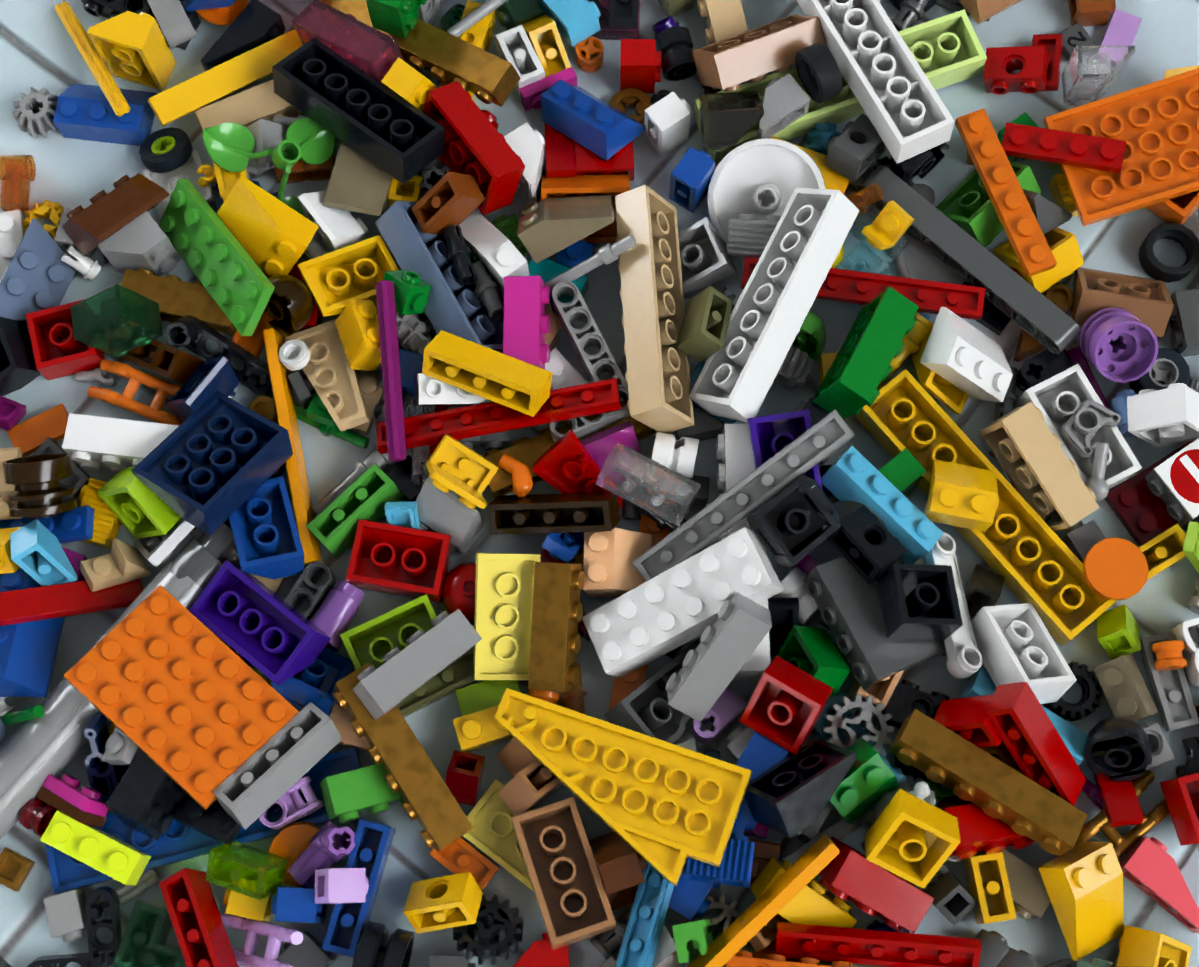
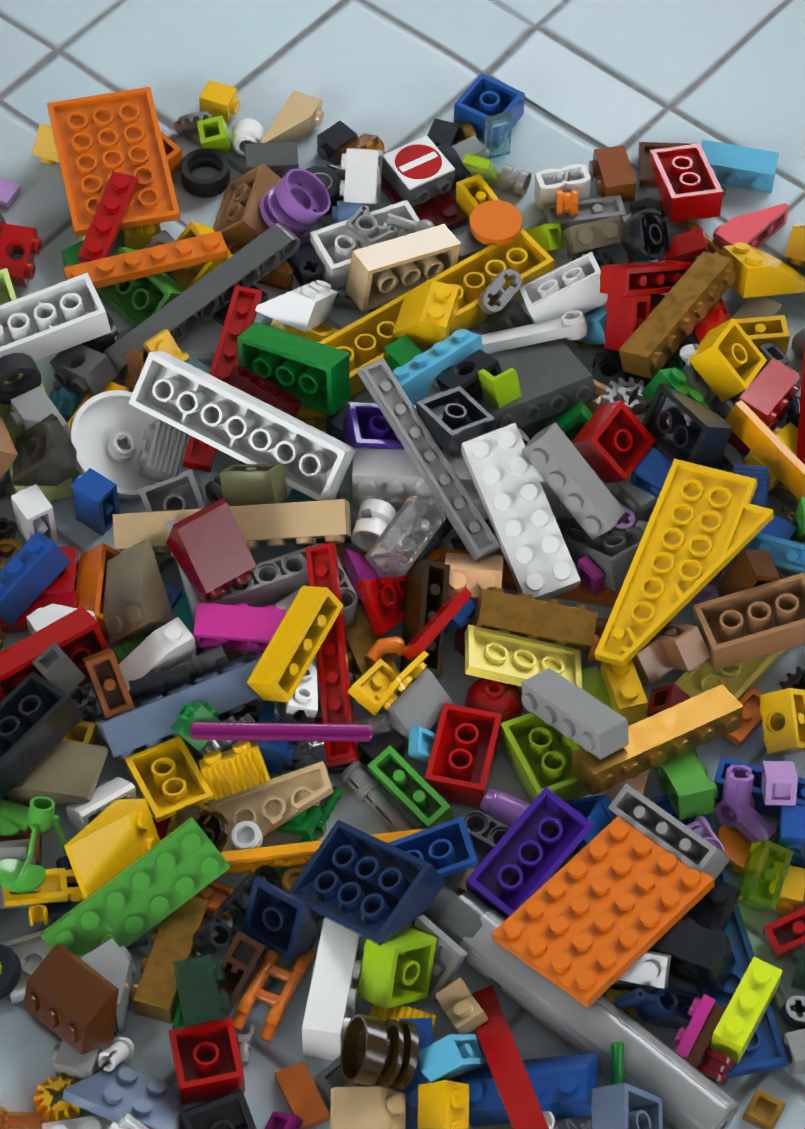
camera: 90 degrees left, 20 degrees down
(302, 388) = (279, 837): dark grey plate -> none
(447, 150) = (58, 668): none -> dark grey brick
(532, 519) = (437, 623): none -> red tile
(590, 279) = (211, 551): none -> slope
(625, 687) = (590, 575): none -> magenta tile
(824, 333) = (264, 390): none -> dark red beam
(849, 576) = (501, 388): none -> lime panel
(919, 601) = (525, 343): black brick -> none
(1013, 570) = (504, 295): none -> light grey beam
(1093, 72) = (32, 199): clear slope -> none

